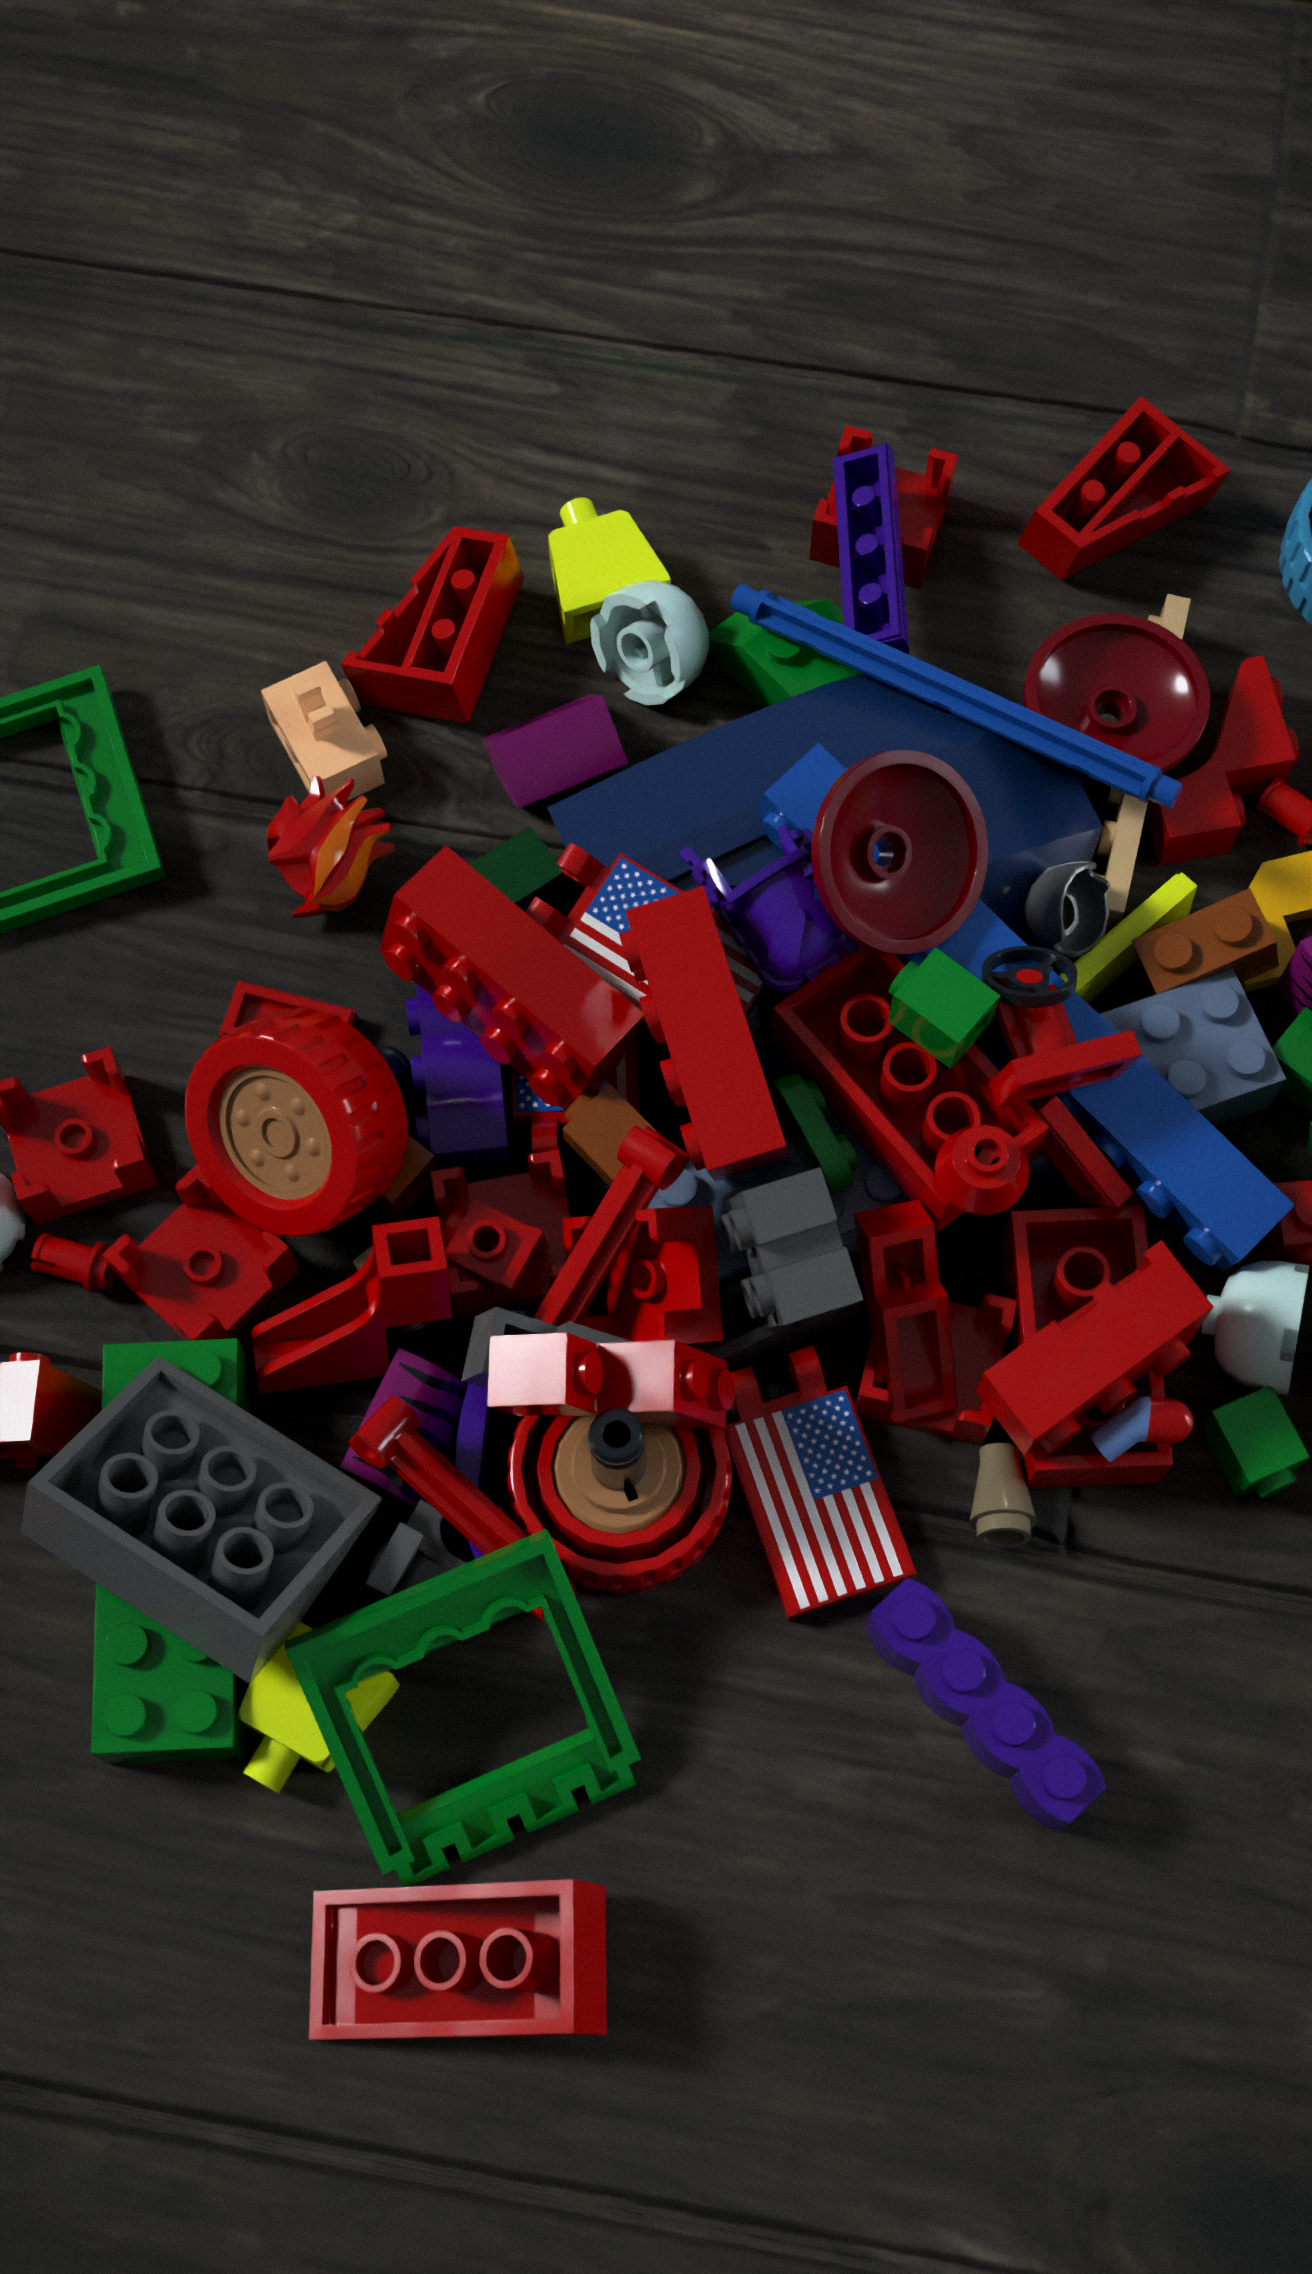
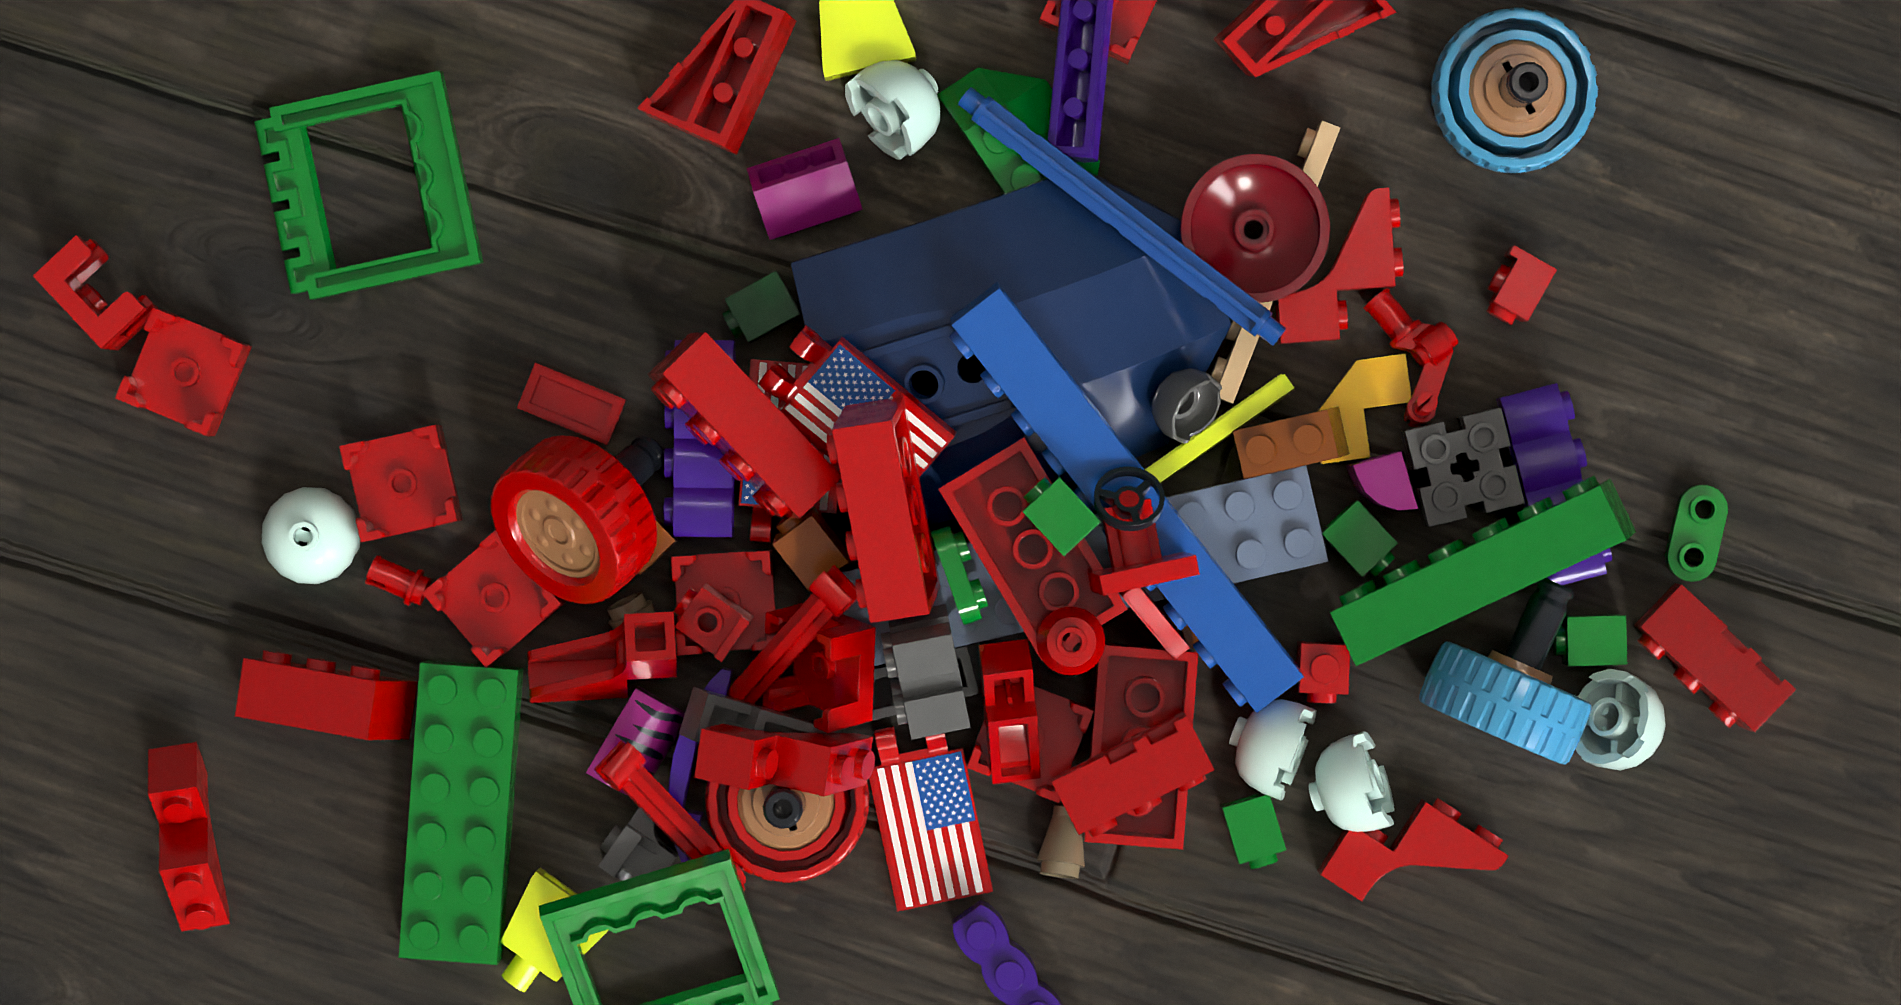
camera: 10 degrees right, 20 degrees up
(198, 1516) = (486, 807): dark grey slope -> none
(323, 733) = (618, 155): light nougat brick -> none
(326, 847) = (612, 267): red hair -> none
(776, 914) = (951, 419): dark purple helmet -> none
(928, 848) = (1053, 418): dark red dish -> none
(1146, 1421) = (1165, 822): arm -> none

